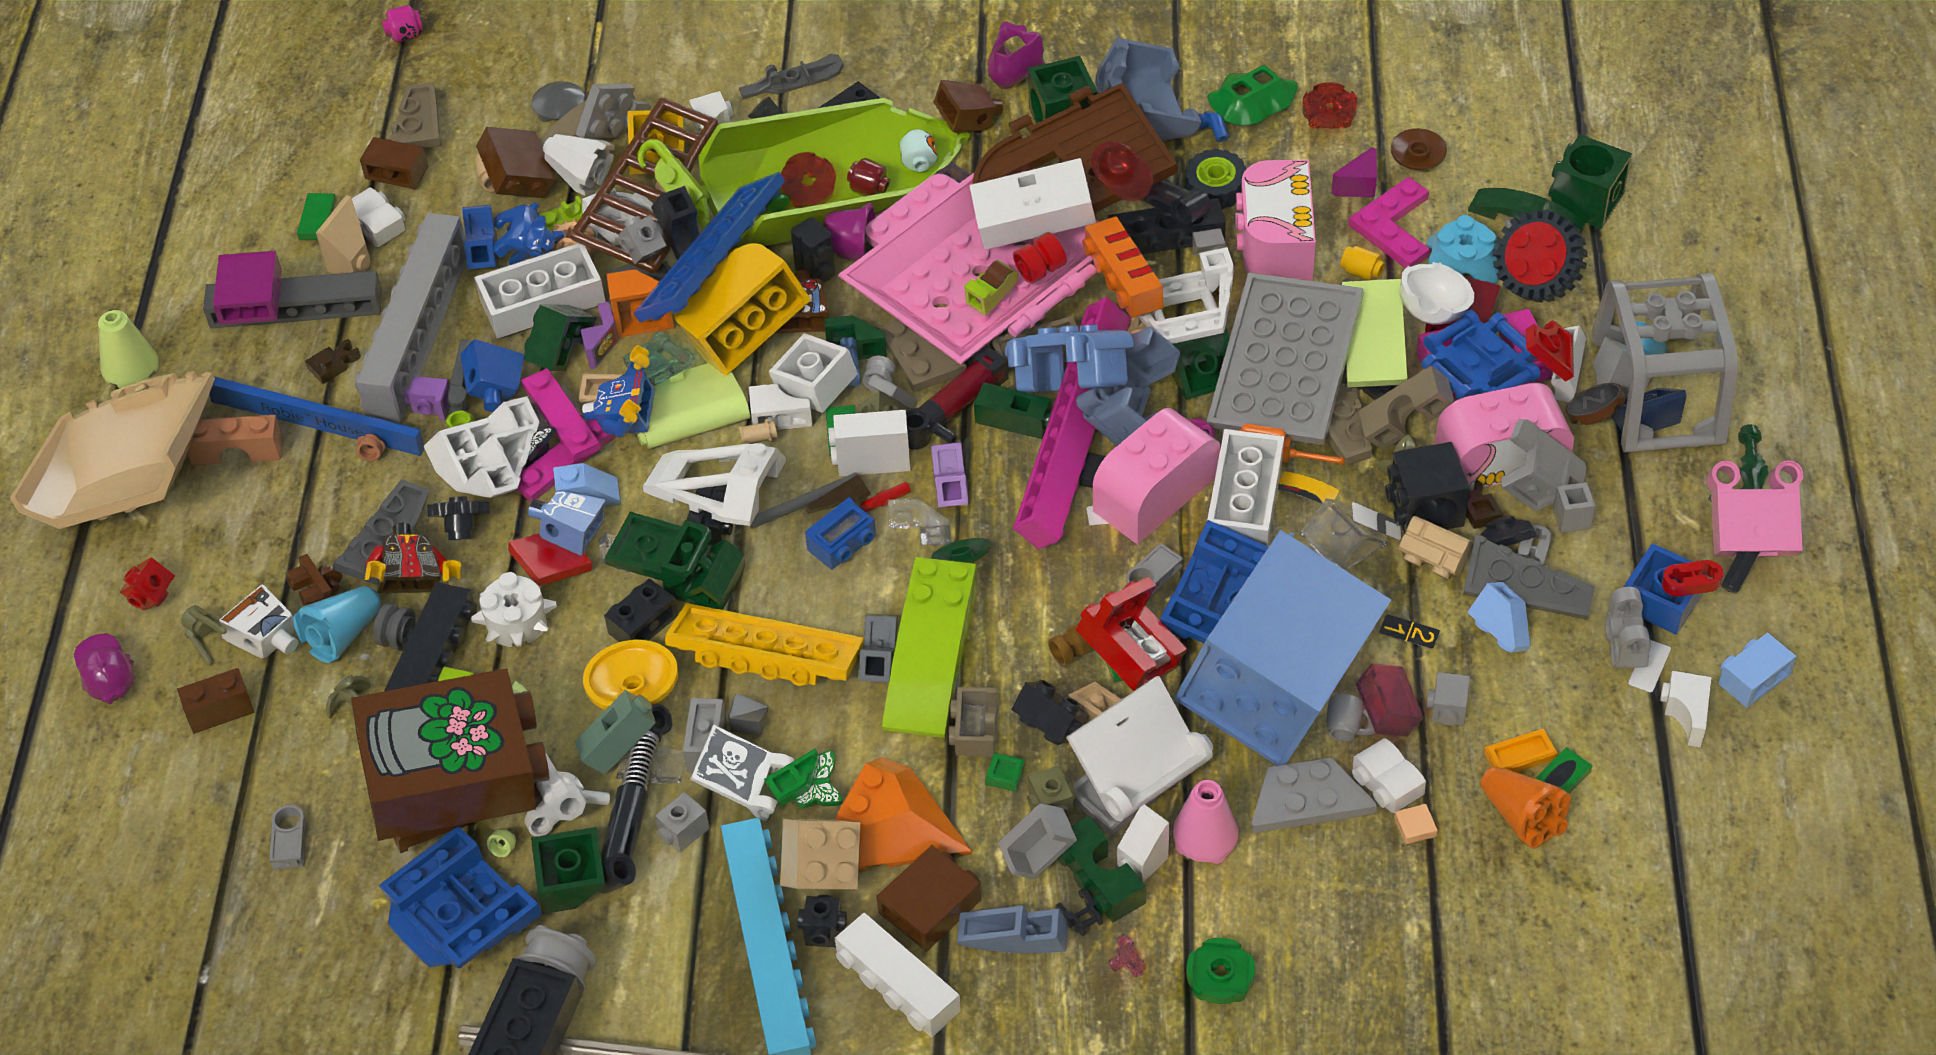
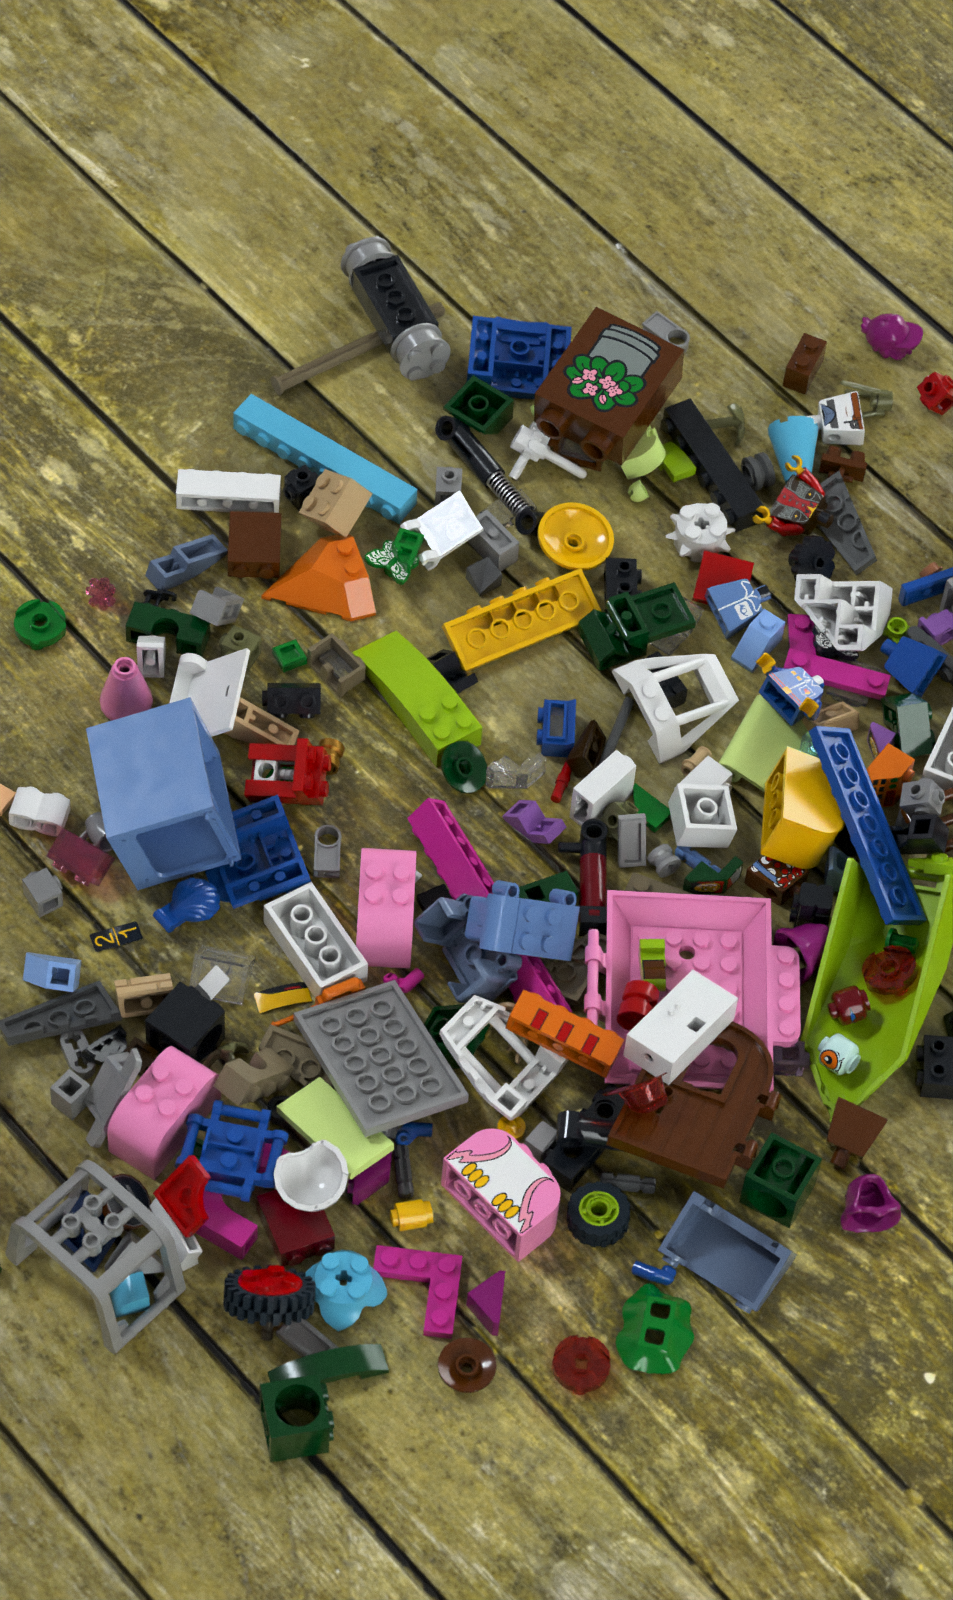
camera: 130 degrees right, 5 degrees up
(615, 731) = (540, 492): sand green brick -> none
(1308, 795) = (72, 776): light grey wing -> none

